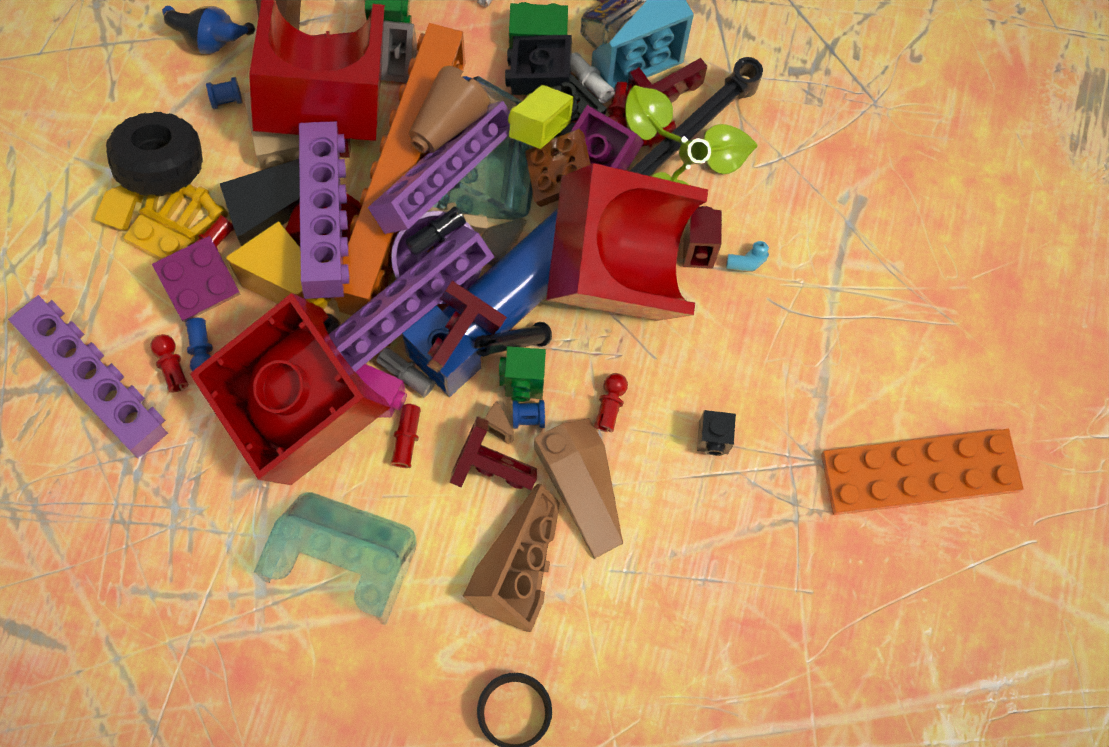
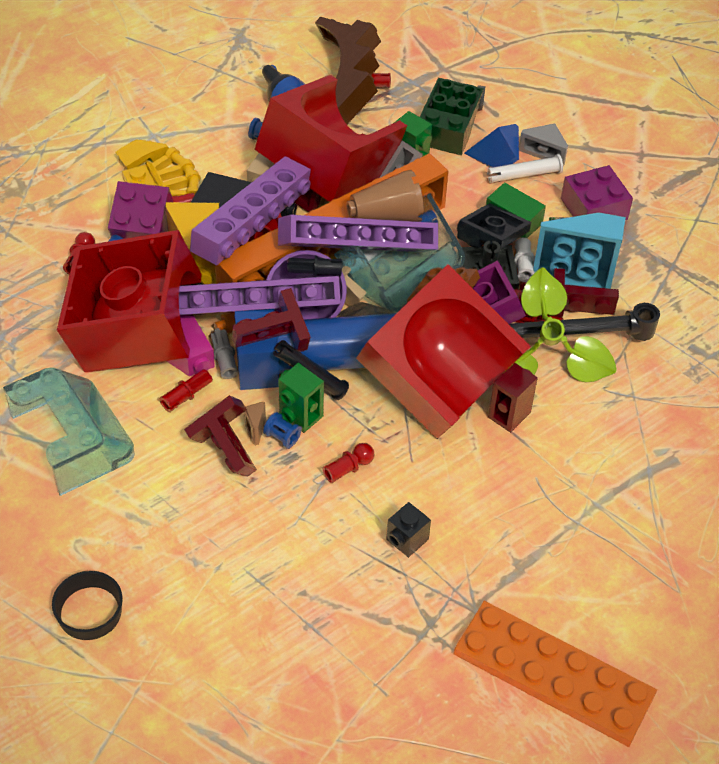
camera: 40 degrees right, 20 degrees down
(34, 322) = (24, 231): medium lavender brick -> none
(154, 153) = (183, 132): black tyre -> none
(512, 571) = (177, 518): medium nougat wedge -> none
(540, 116) = (457, 248): neon yellow brick -> none
(581, 474) = (284, 488): medium nougat wedge -> none
(751, 260) = (543, 443): medium azure arm -> none

